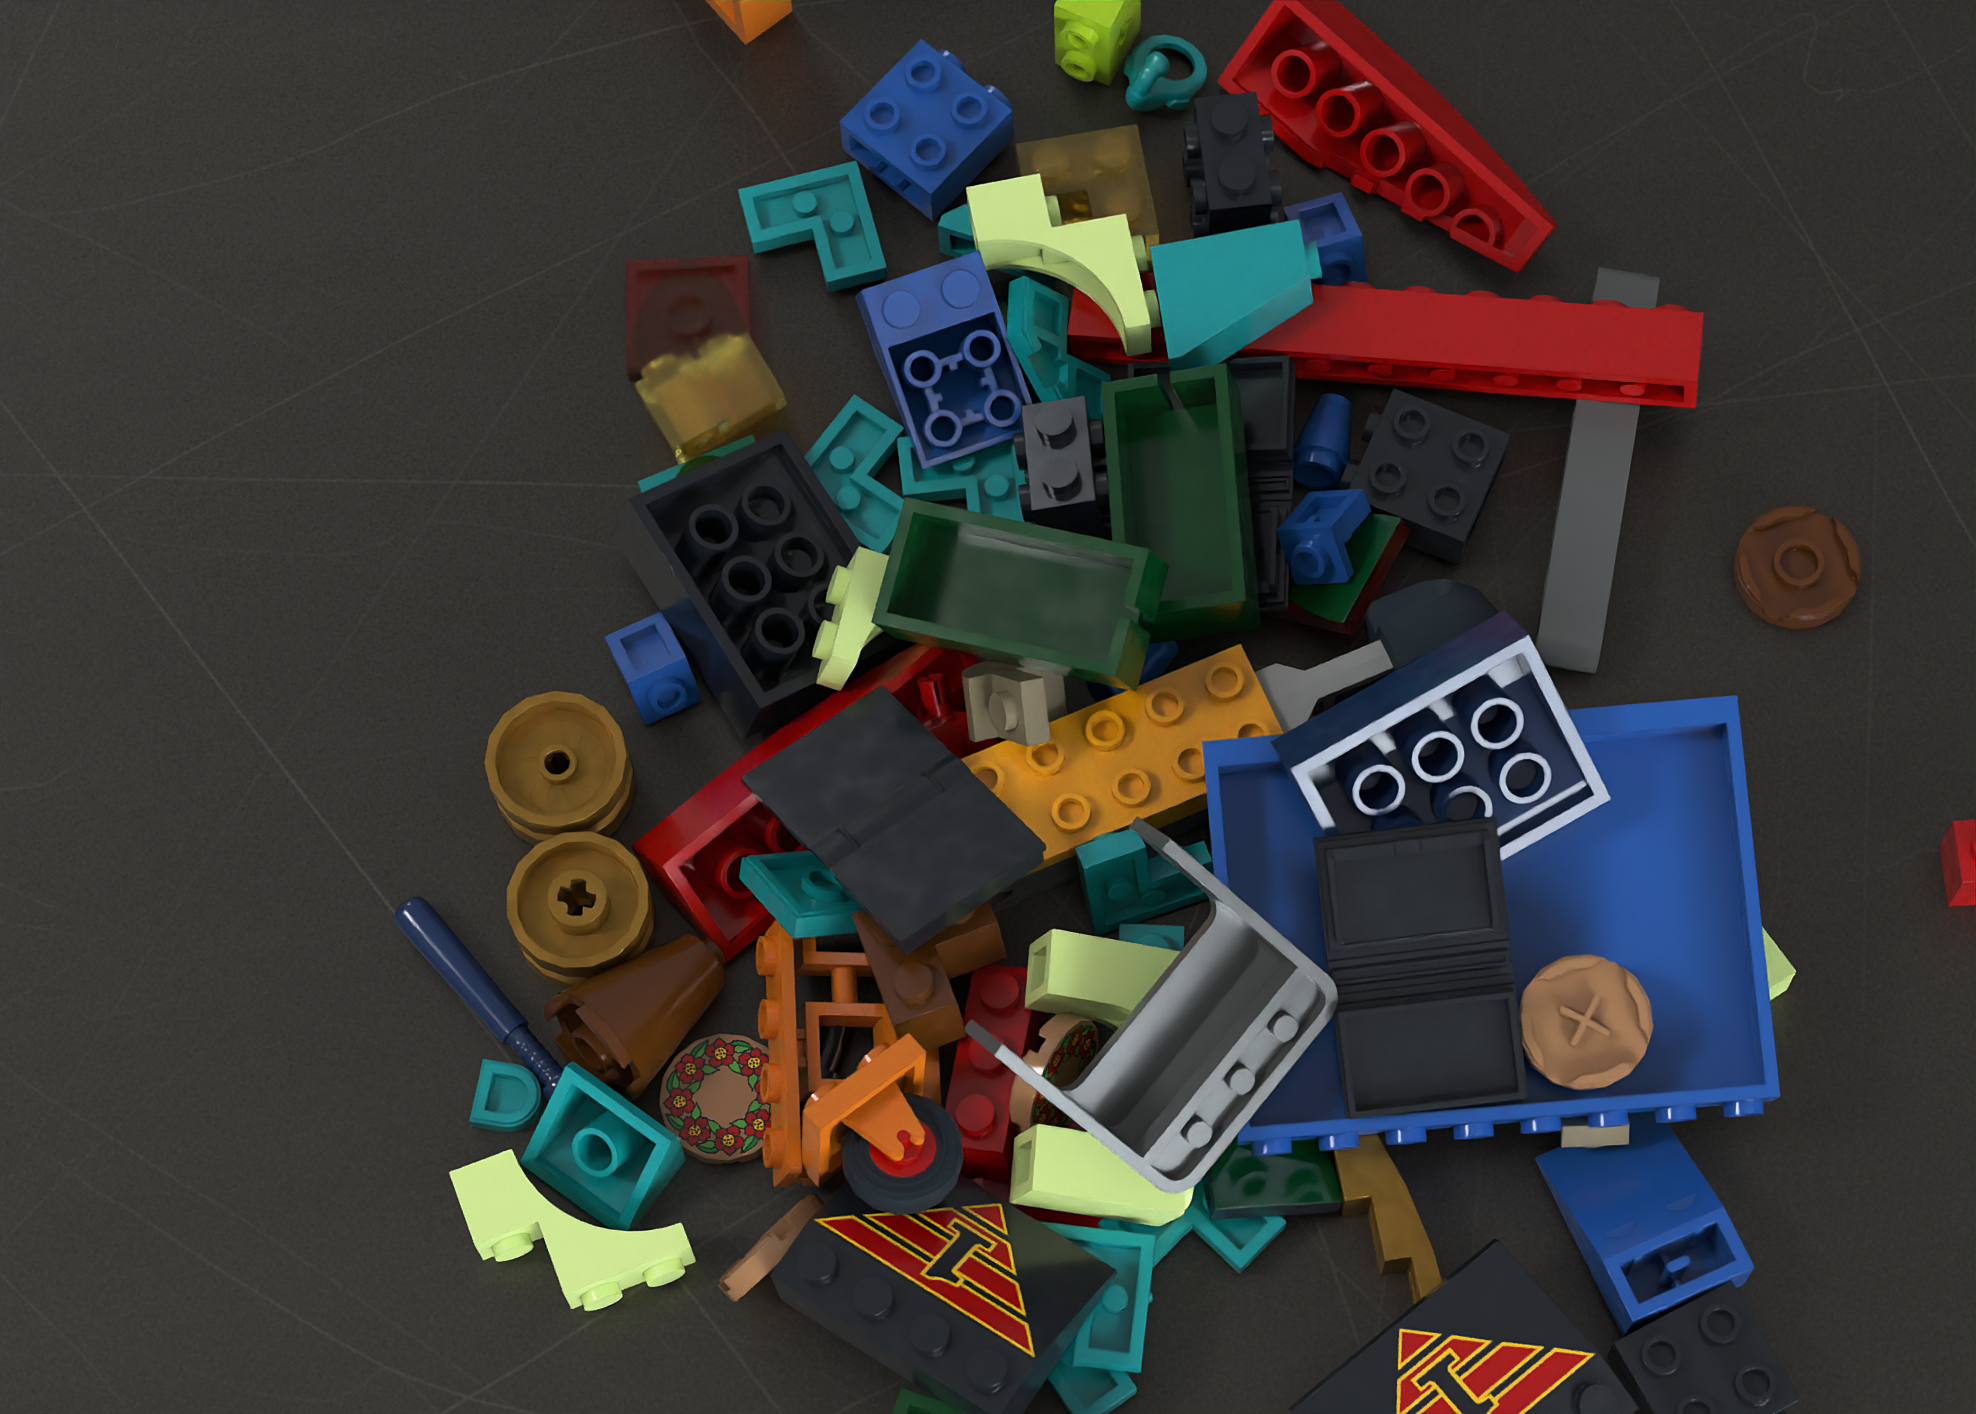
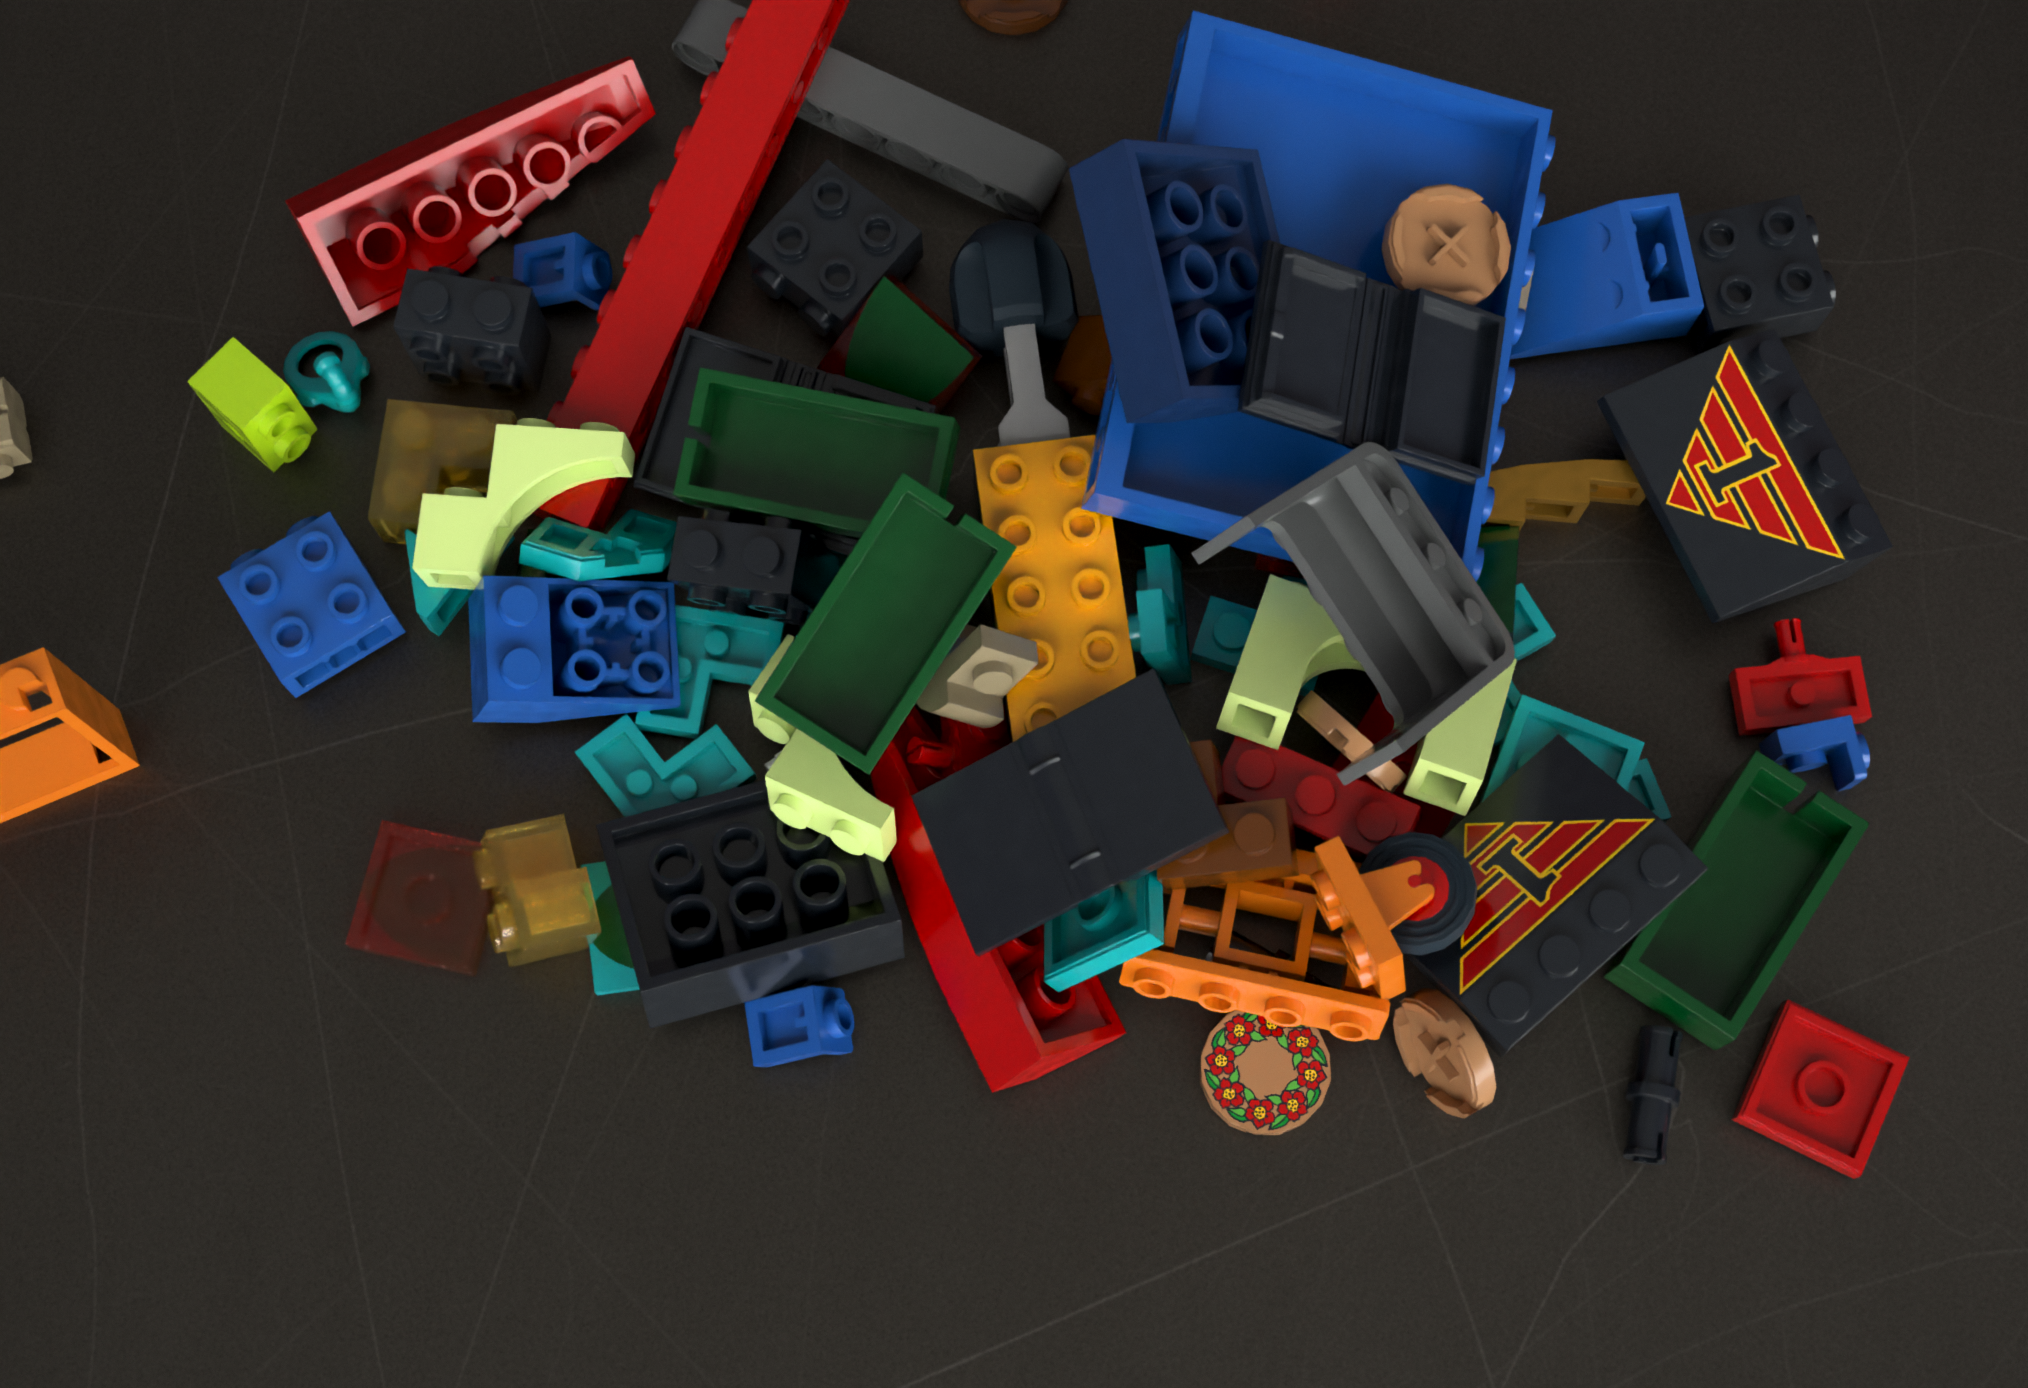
camera: 80 degrees left, 5 degrees up
(472, 983) = (1079, 1291): dark blue piece -> none
(506, 1098) = (1206, 1285): teal tile -> none
(551, 736) = (899, 1182): pearl gold wheel -> none
(573, 876) = (1054, 1118): pearl gold wheel -> none
(590, 1261) = (1404, 1241): yellowish green arch -> none
(602, 1150) = (1295, 1202): teal slope -> none
(638, 1012) = (1168, 1128): reddish brown cone -> none
(822, 207) = (357, 729): teal plate -> none
(1231, 289) = (606, 356): teal slope -> none
(1317, 532) = (876, 350): blue bracket -> none
(1324, 443) = (766, 330): blue cone -> none

